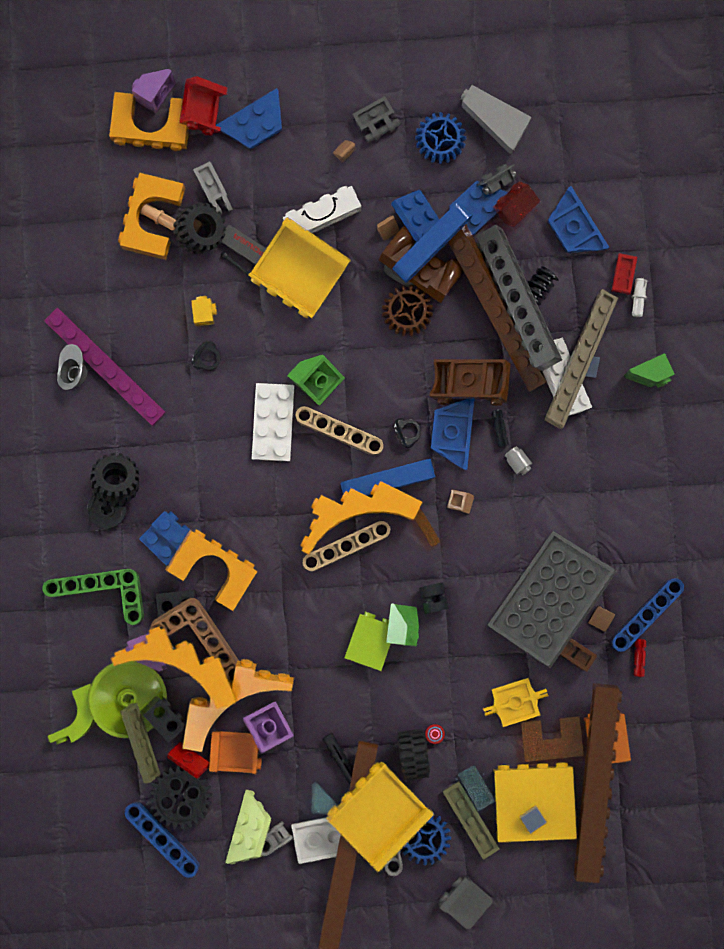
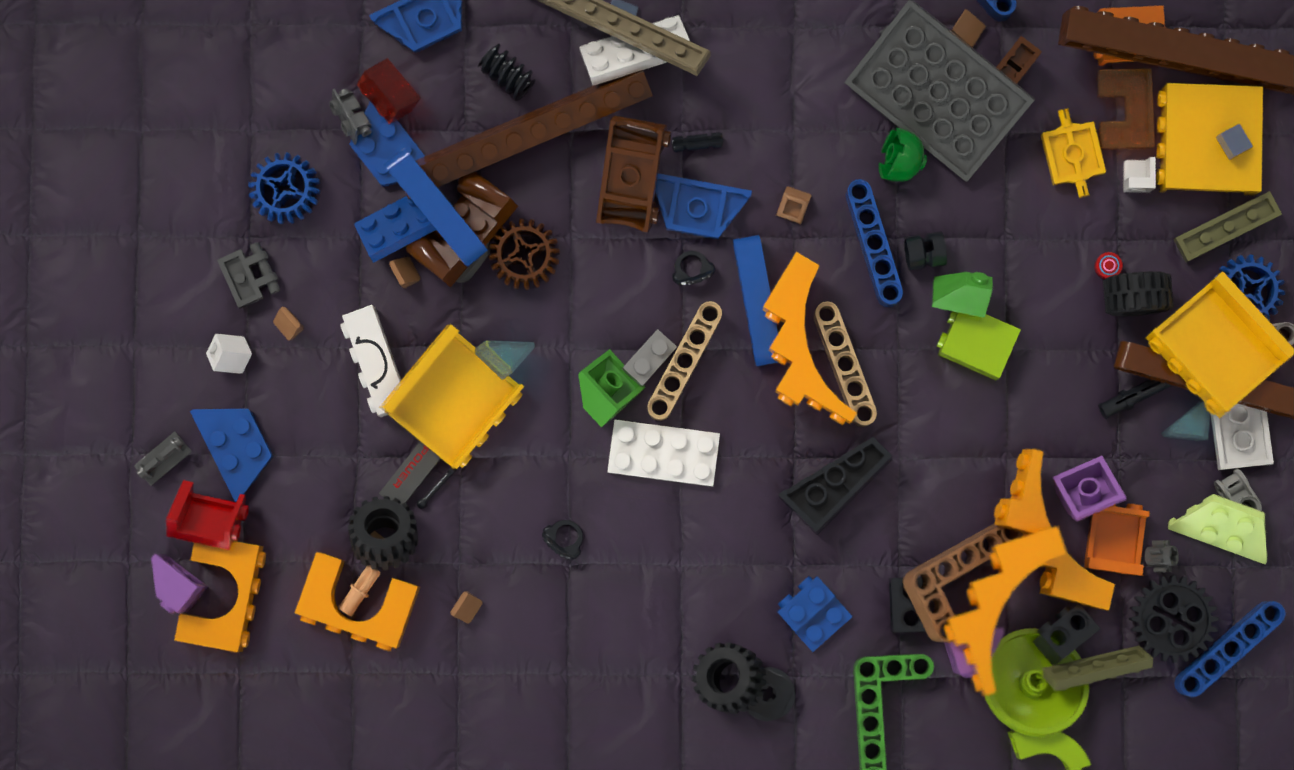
camera: 85 degrees left, 0 degrees up
(71, 368) = (565, 730): dark grey piece -> none
(105, 367) = (565, 683): magenta plate -> none
(153, 292) = (466, 607): none -> medium nougat slope
(188, 760) = (1125, 603): red plate -> none
(203, 311) = (499, 537): yellow brick -> none
(212, 186) = (321, 512): light grey hinge -> none
(225, 785) = (1161, 556): none -> dark grey gear
(239, 573) = (833, 570): light orange arch -> none
(241, 72) = (162, 458): none -> dark grey hinge
(256, 544) = (835, 485): none -> black wedge
(319, 111) = (228, 353): none -> white panel
(331, 302) = (503, 356): none -> clear light blue slope
(340, 406) = (649, 358): none -> light grey plate
(426, 527) = (828, 252): clear orange axle -> none
(443, 554) = (875, 230): none -> blue beam
(476, 788) = (1186, 214): clear light blue slope -> none
(496, 117) = (263, 108): light grey slope -> none
(501, 577) = (903, 156): none -> green cylinder
(503, 752) = (1140, 175): none -> white panel
(518, 461) = (745, 120): light grey brick -> none
(549, 354) = (606, 59): dark grey brick -> none

